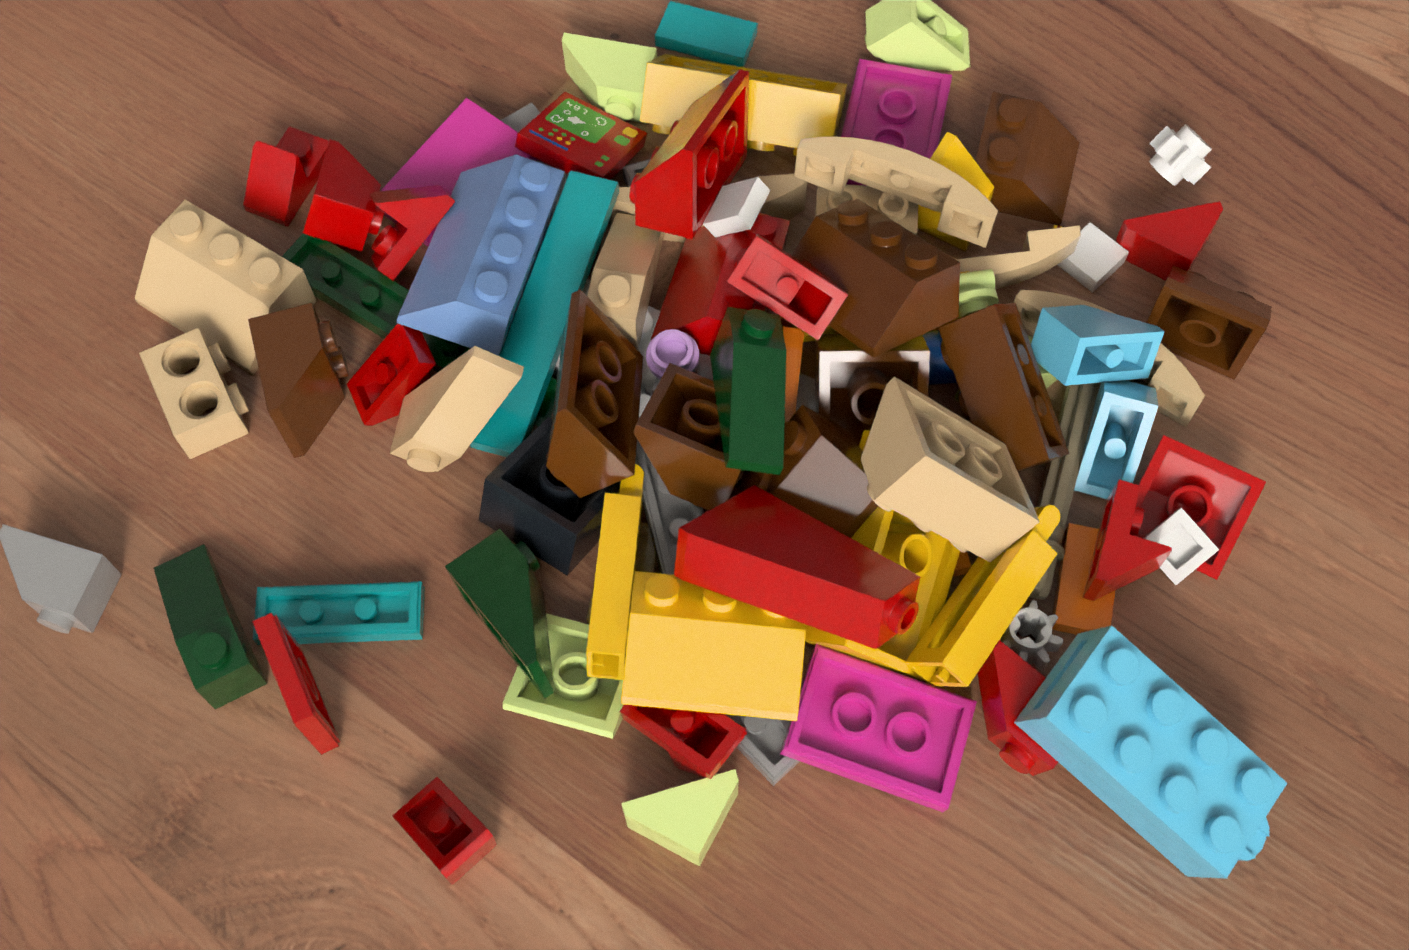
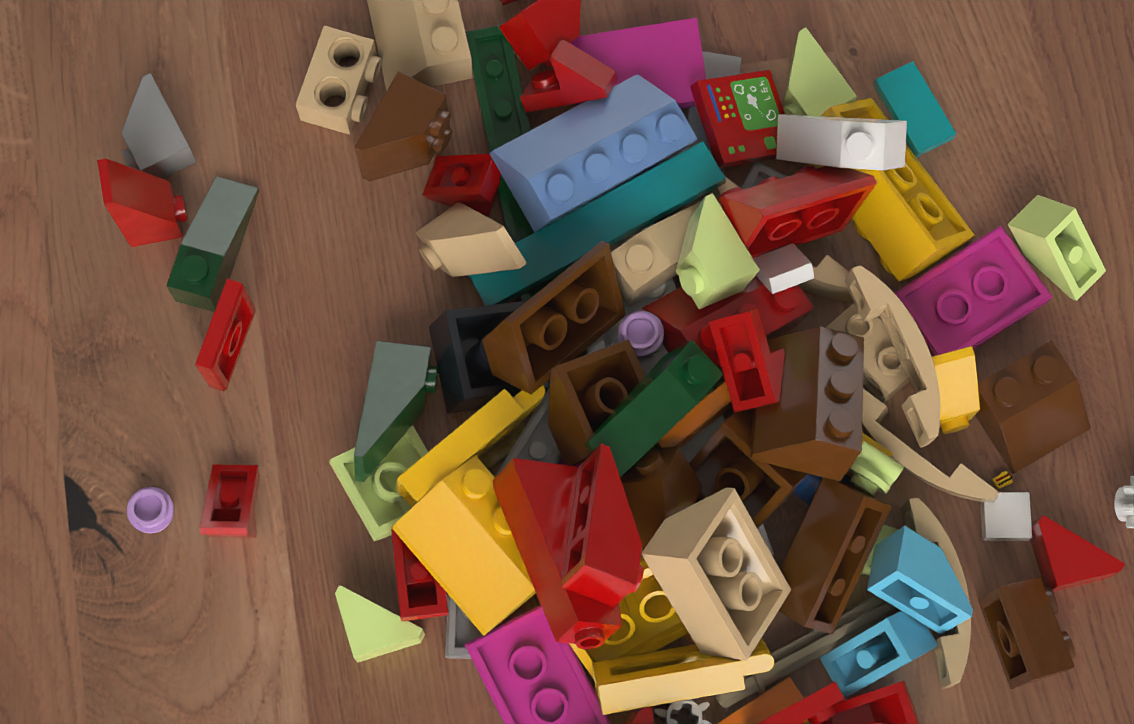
camera: 40 degrees right, 10 degrees up
(102, 640) = (141, 204): none -> red slope
(346, 611) = (297, 308): teal tile -> none
(370, 913) = (150, 510): none -> lavender plate
(672, 236) = (713, 256): none -> yellowish green slope
(681, 77) = (842, 141): none -> white slope
(825, 517) = (603, 536): none -> red slope

